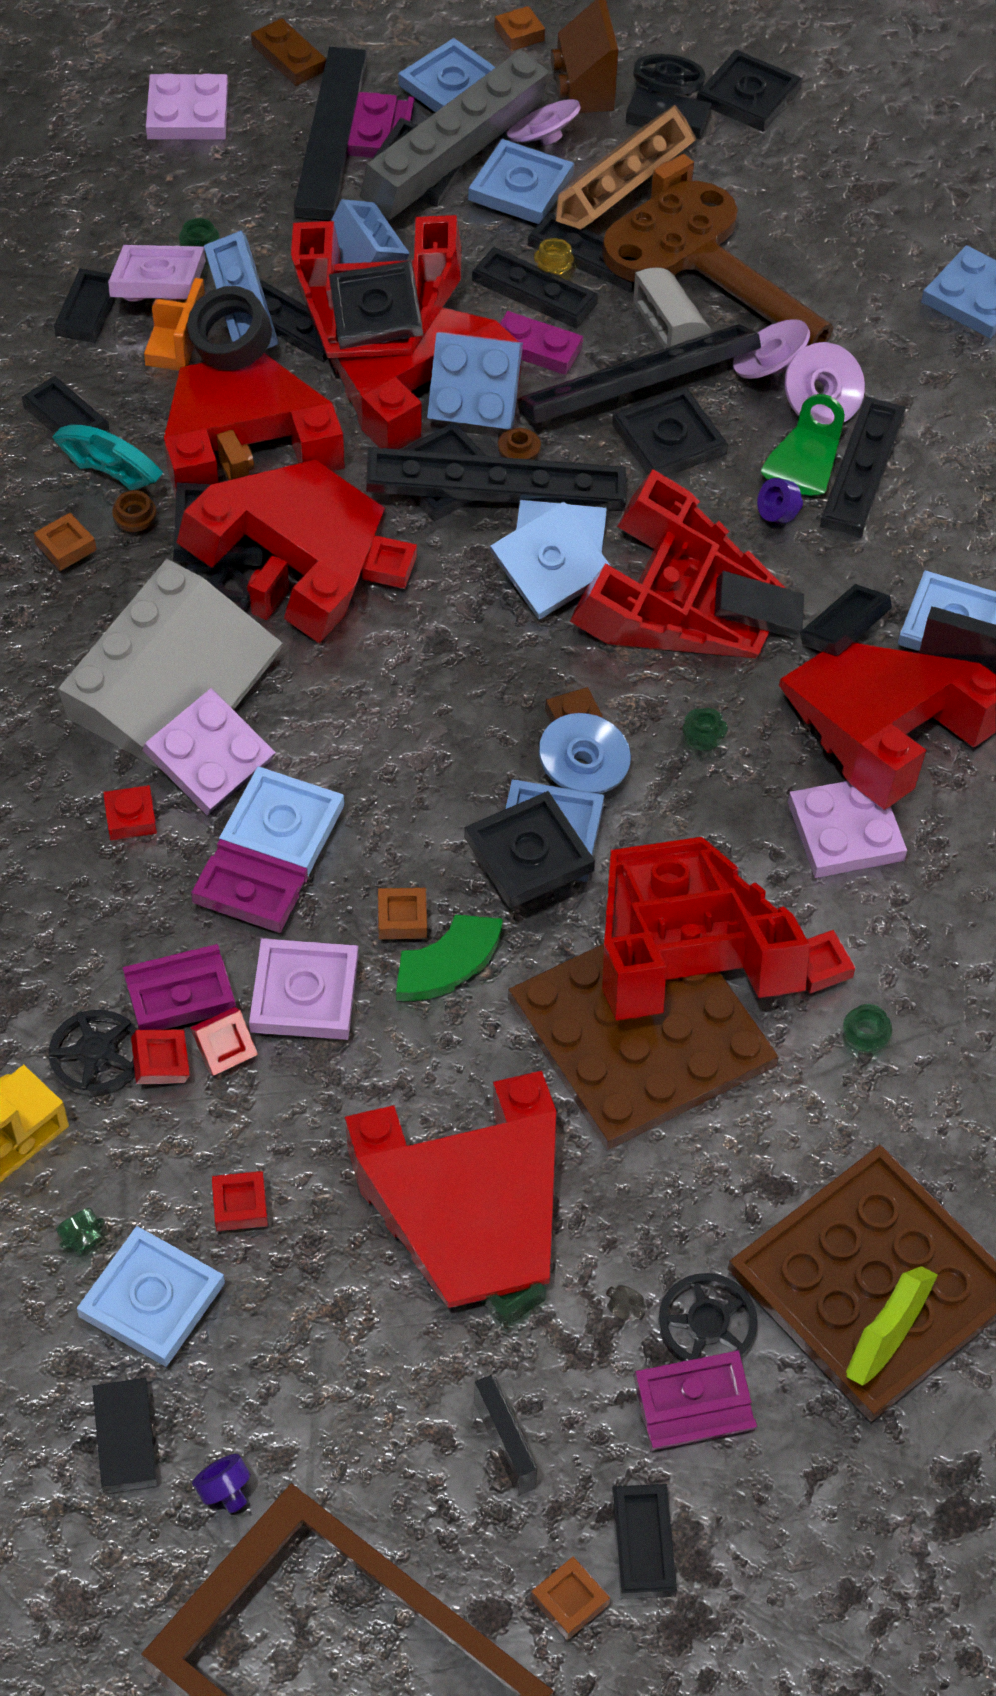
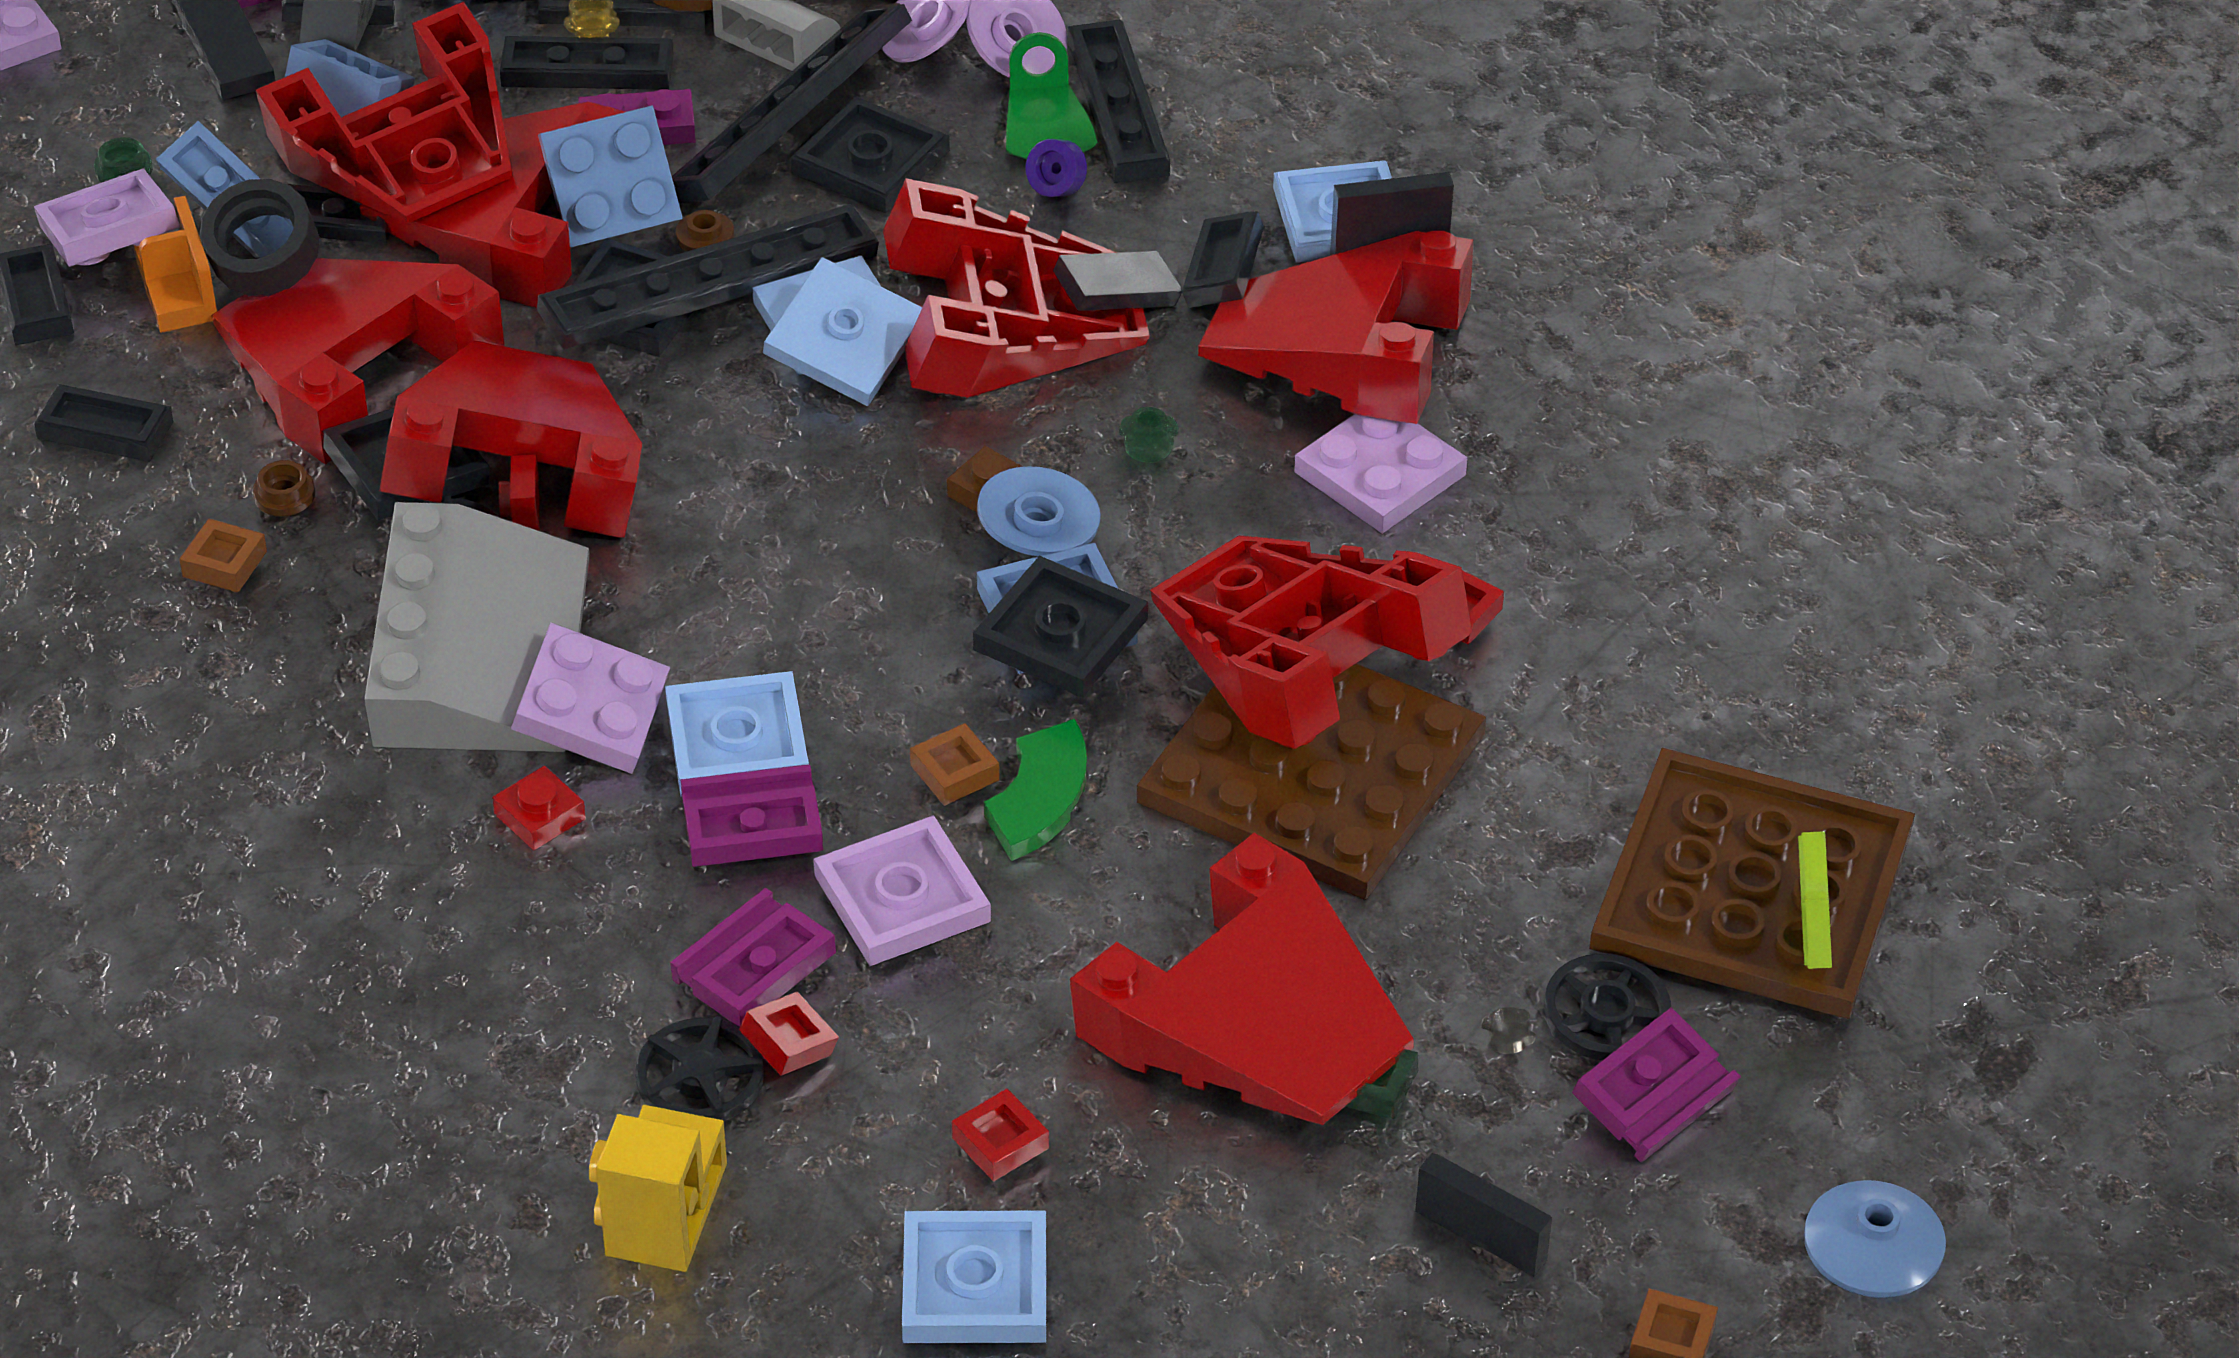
camera: 30 degrees left, 10 degrees down
(80, 1231) = (838, 1253): clear green plate -> none
(108, 453) = (207, 434): teal tile -> none
(224, 1041) = (852, 983): plate -> none
(233, 457) = (379, 377): dark orange plate -> none
(375, 305) = (434, 136): black tile -> none
(389, 562) = (652, 411): red plate -> none
(644, 1541) = (1704, 1247): black tile -> none
(765, 1625) = (1872, 1257): none -> medium blue dish
(869, 1017) = (1557, 647): clear green plate -> none

